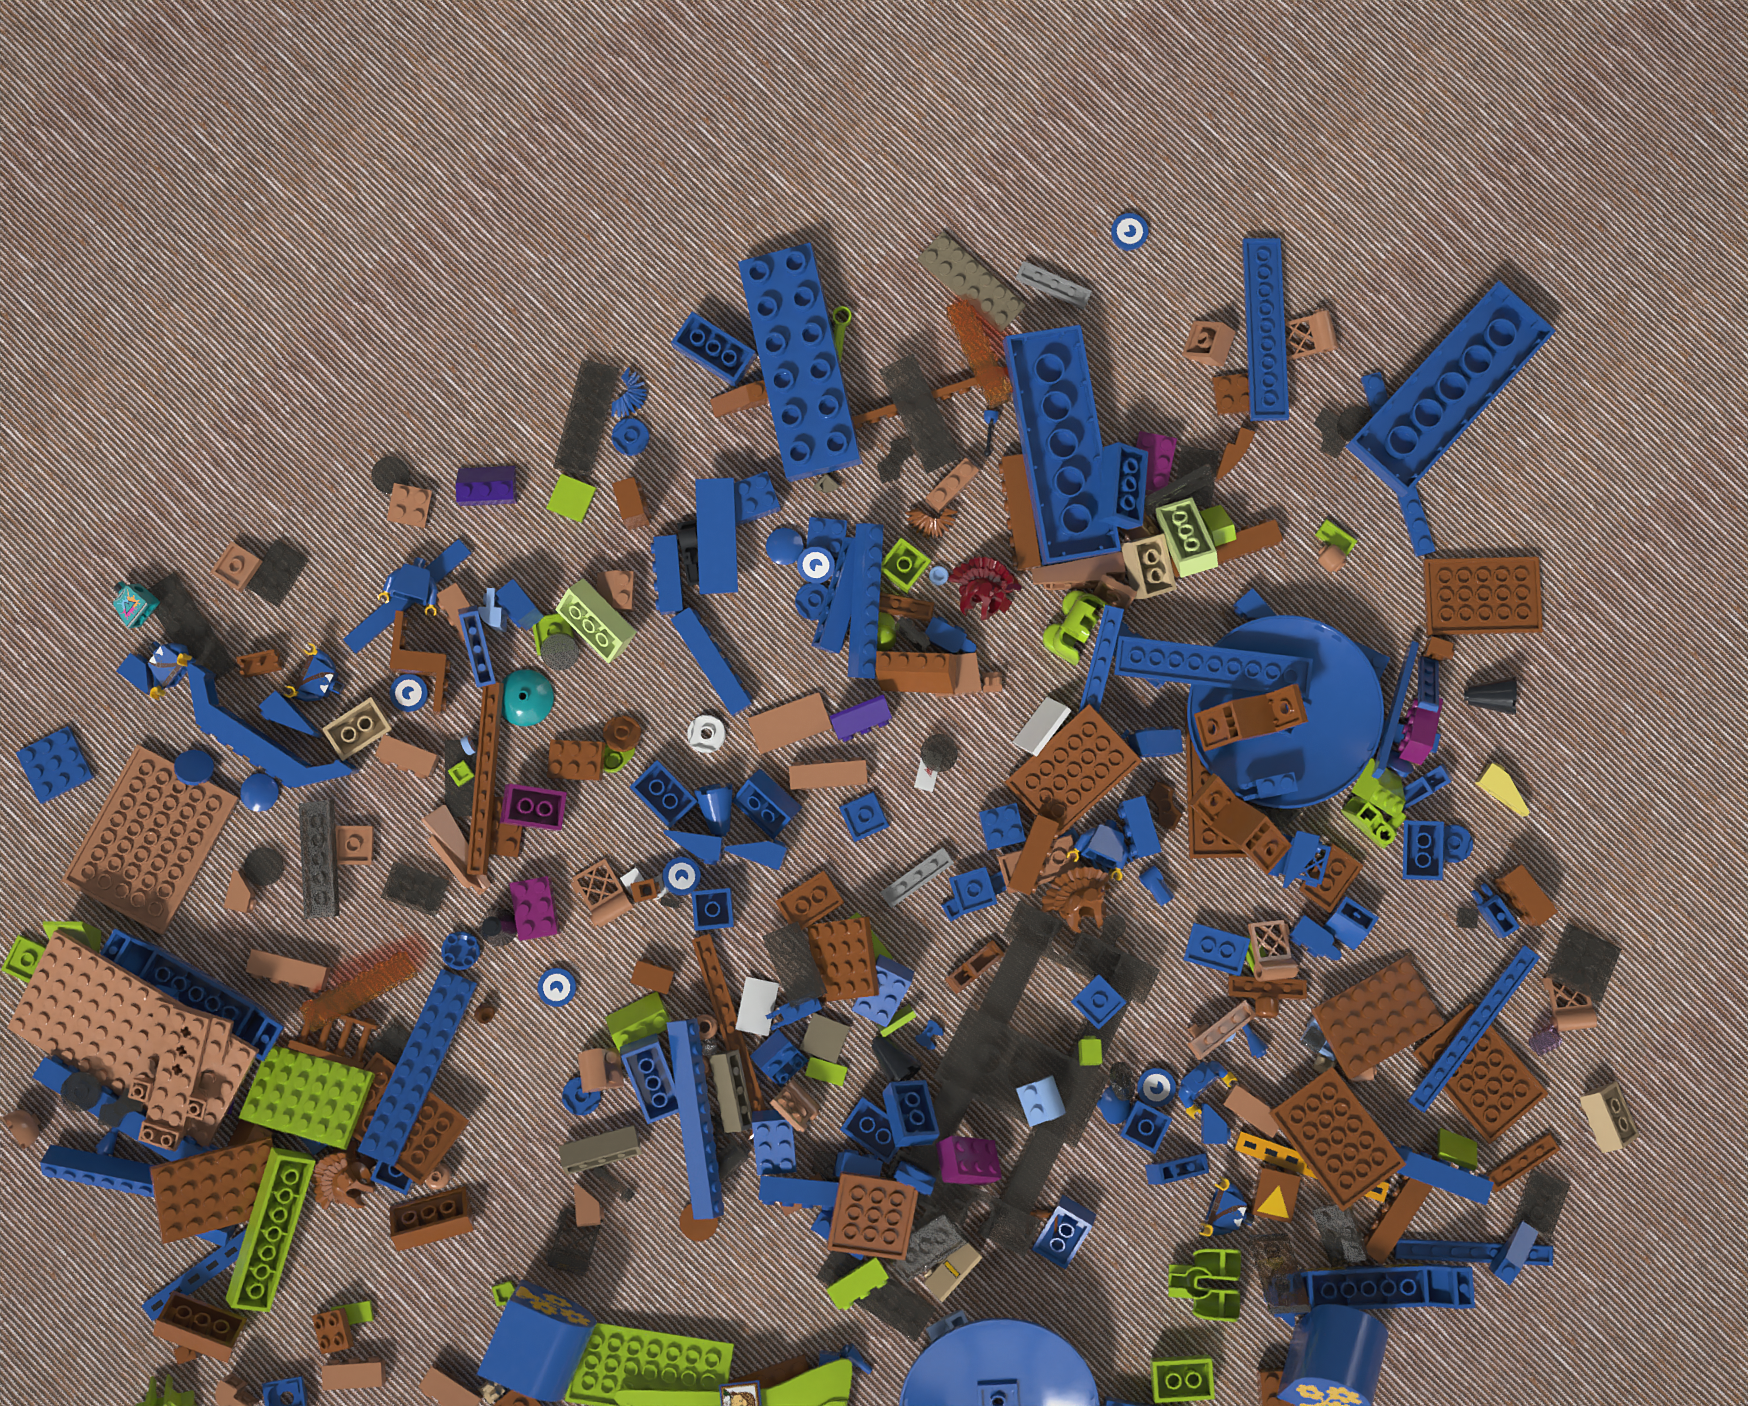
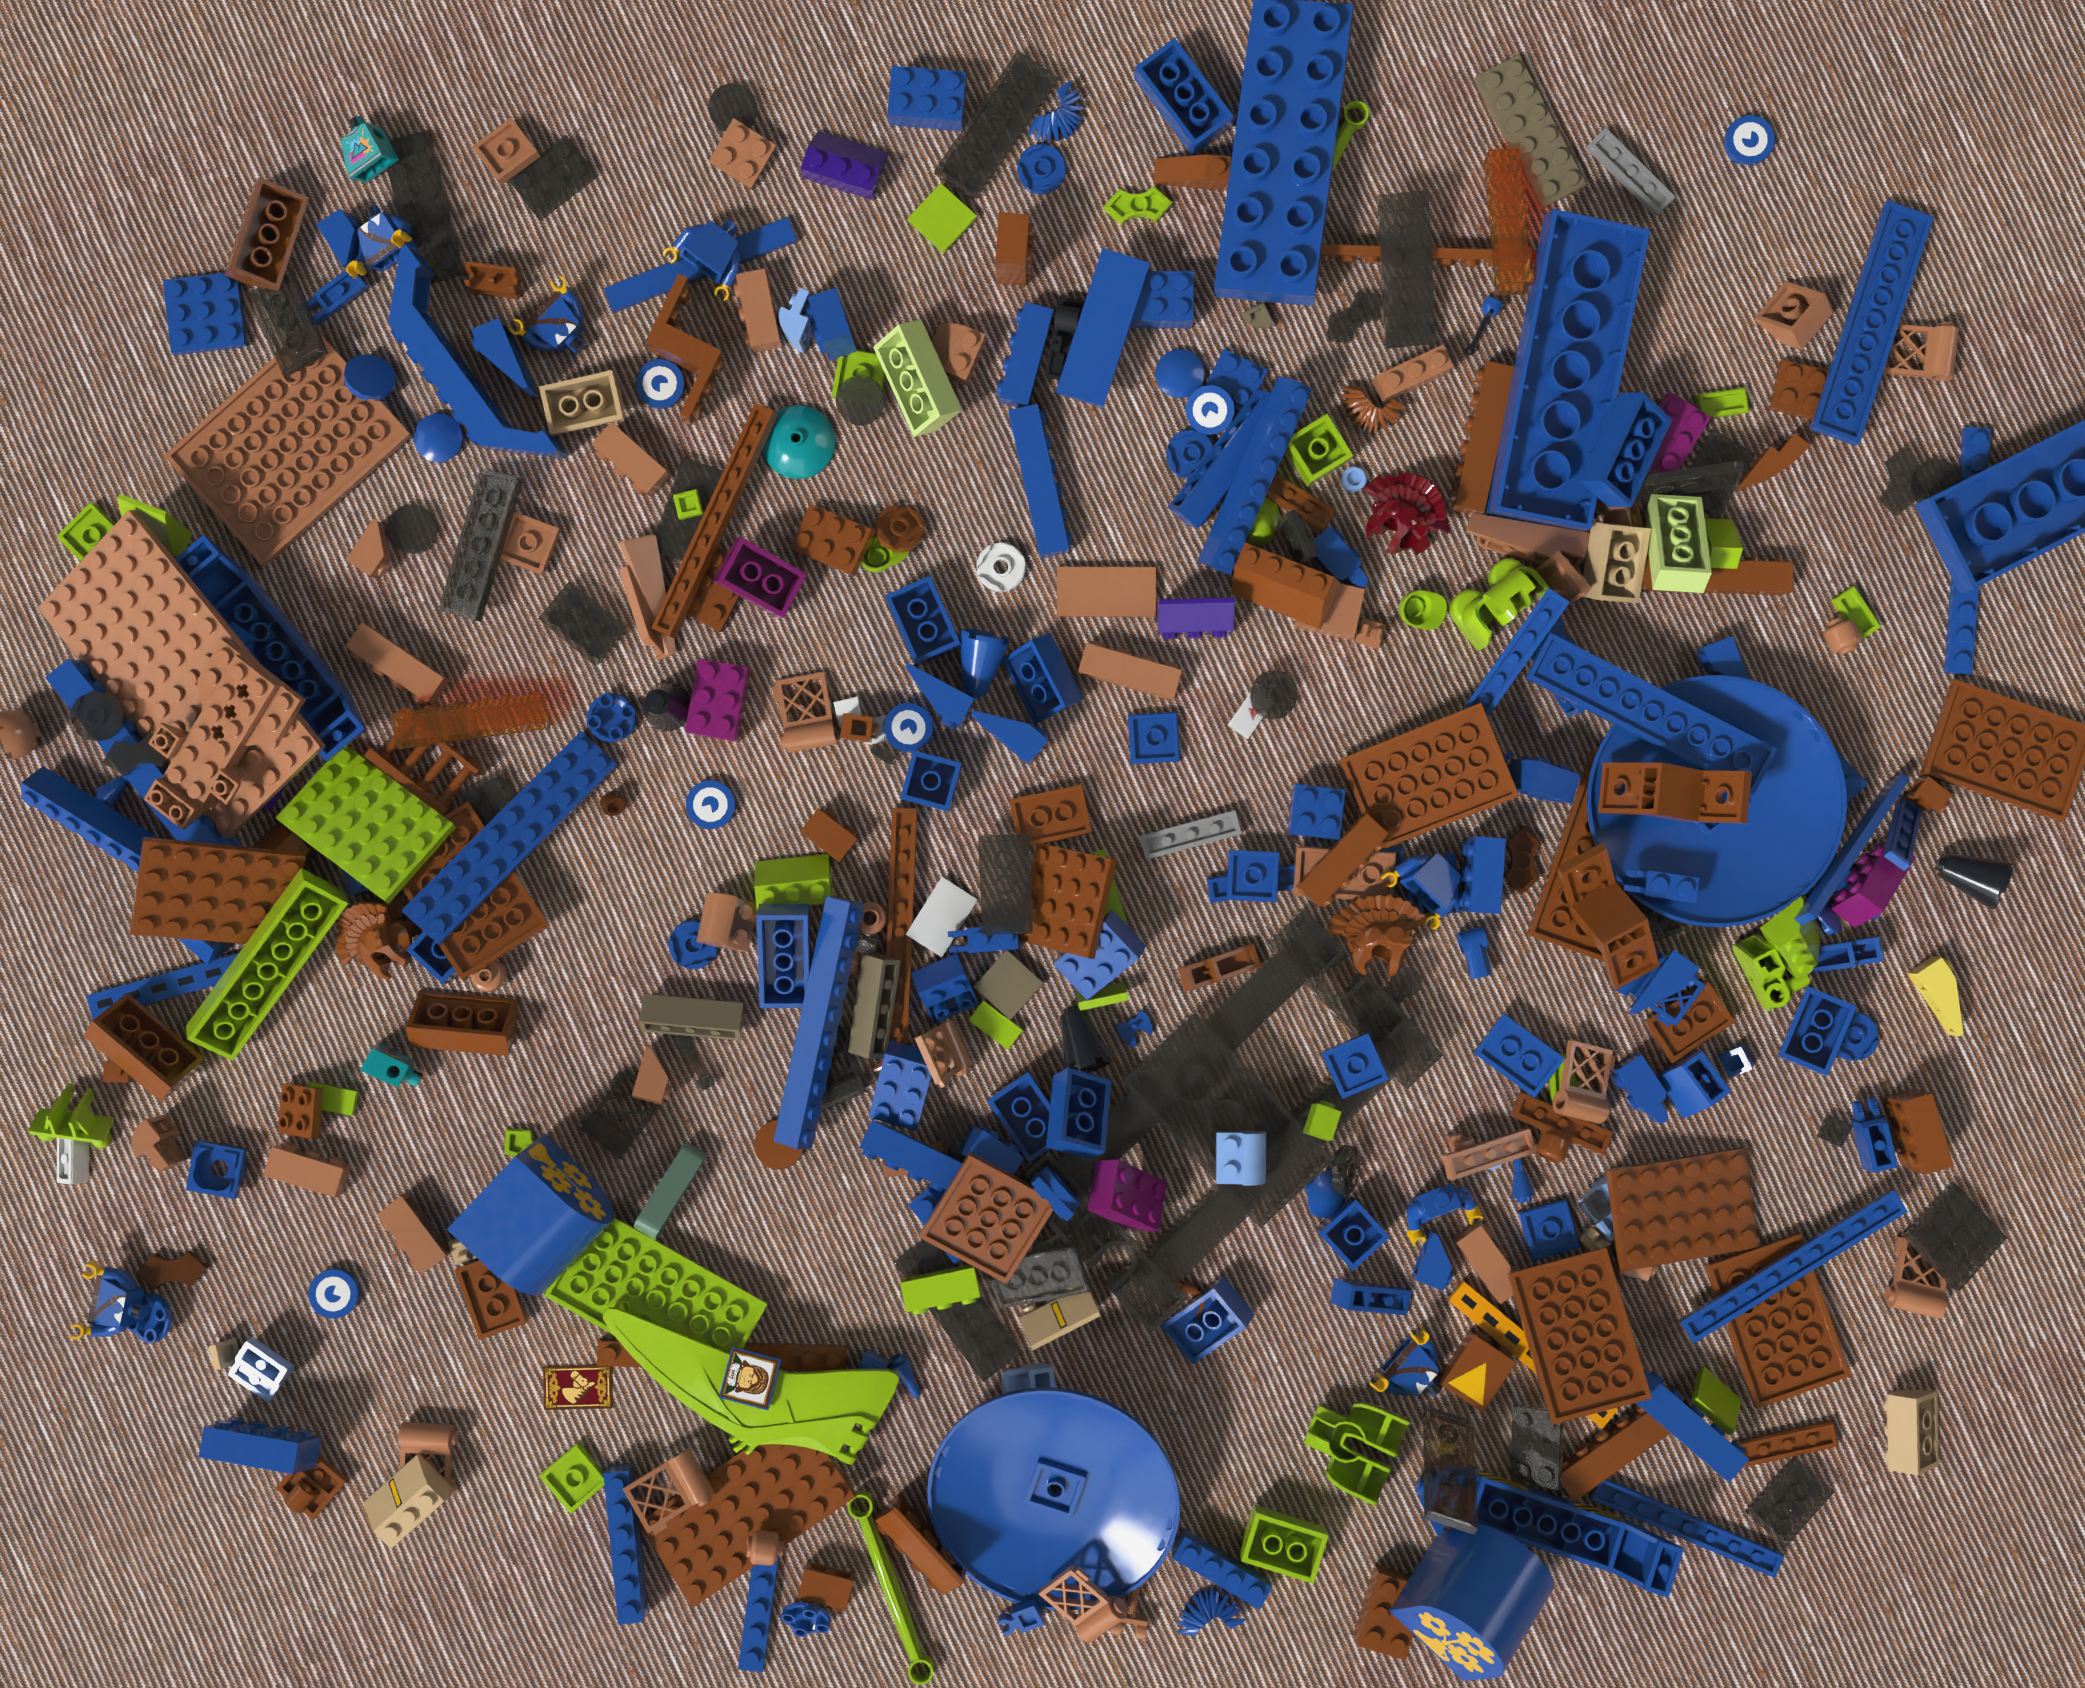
camera: 25 degrees right, 5 degrees up
(81, 692) = (266, 235): none -> dark orange slope
(120, 749) = (289, 324): none -> clear smoke tile
(146, 718) = (336, 295): none -> blue hinge
(381, 1273) = (381, 1062): none -> teal torso
(468, 745) = (708, 473): light blue tile -> none
(476, 646) = (761, 354): blue brick -> none
(529, 417) = (927, 98): none -> blue brick
(630, 1287) = (670, 1191): none -> sand green beam
(702, 440) = (1127, 206): none -> lime tile
(1023, 651) = (1423, 609): none -> lime cap
(1041, 726) = (1410, 708): white tile -> none
(1156, 1087) = (1382, 1191): blue tile -> none
(1182, 423) = (1723, 403): none -> lime tile
(1288, 1069) = (1548, 1229): none -> blue tile
(1376, 892) = (1737, 1060): none -> blue slope
(1514, 1253) = (1735, 1548): blue slope -> none
(1545, 1040) = (1872, 1311): clear purple brick -> none

